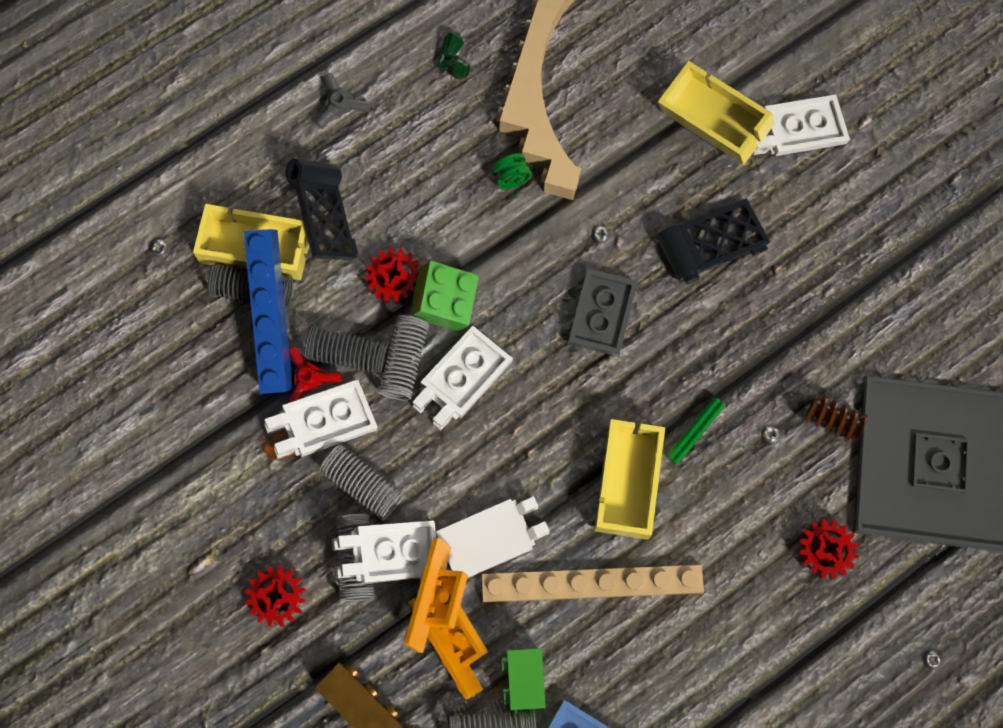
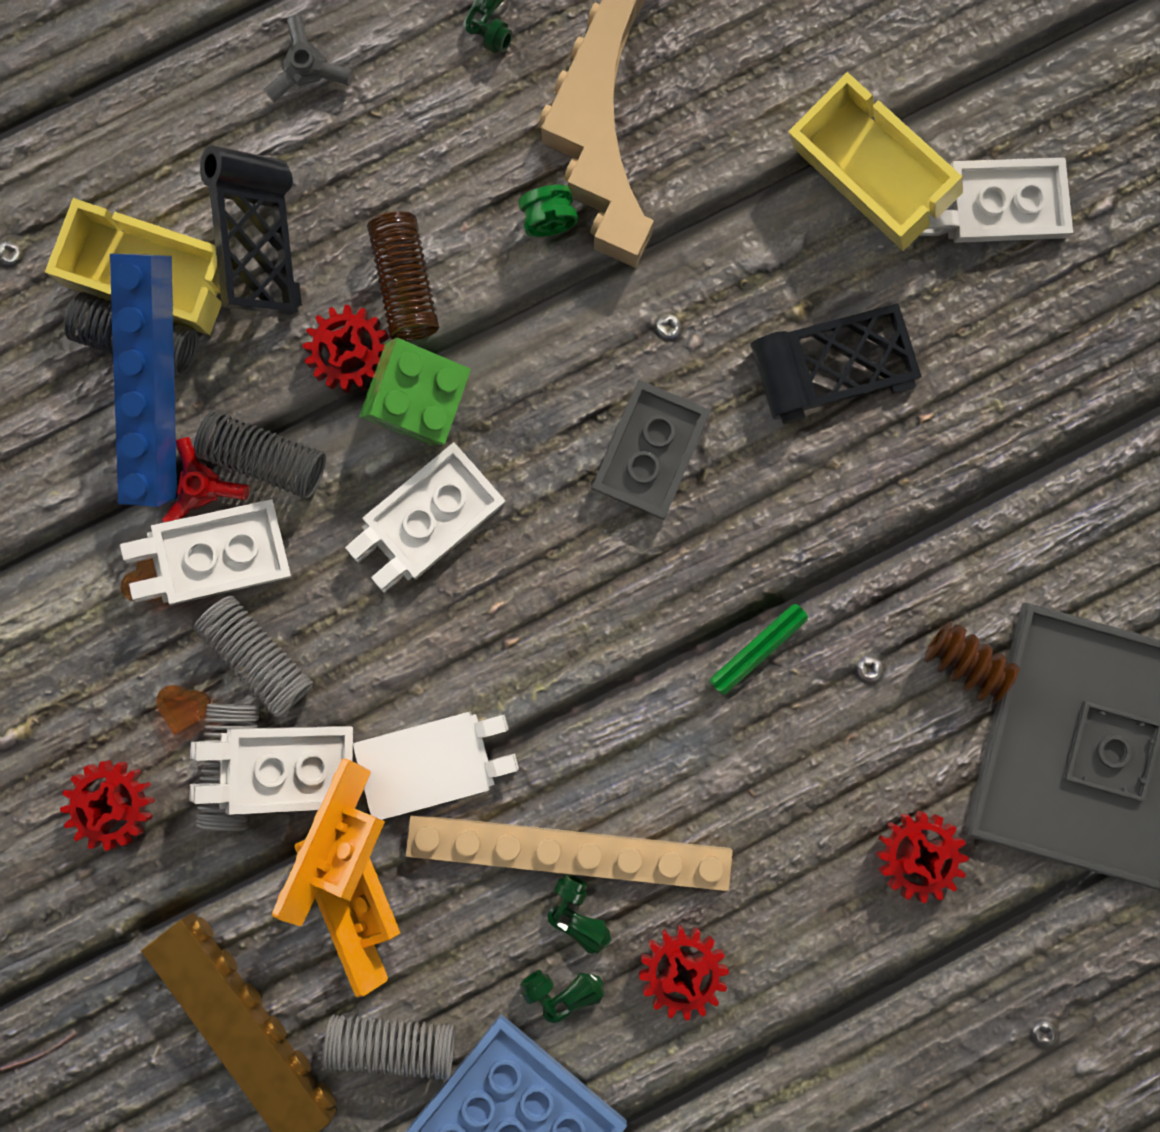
camera: 10 degrees right, 10 degrees up
(316, 525) = (182, 707): none -> clear orange tile
(404, 324) = (359, 429): light grey piece -> none
(409, 201) = (413, 312): none -> reddish brown piece
(524, 679) = (444, 986): bright green brick -> none
(615, 635) = (588, 932): none -> dark green piece
(617, 676) = (581, 993): none -> dark green piece
(629, 479) = (647, 712): light yellow piece -> none
(691, 661) = (670, 981): none -> red gear

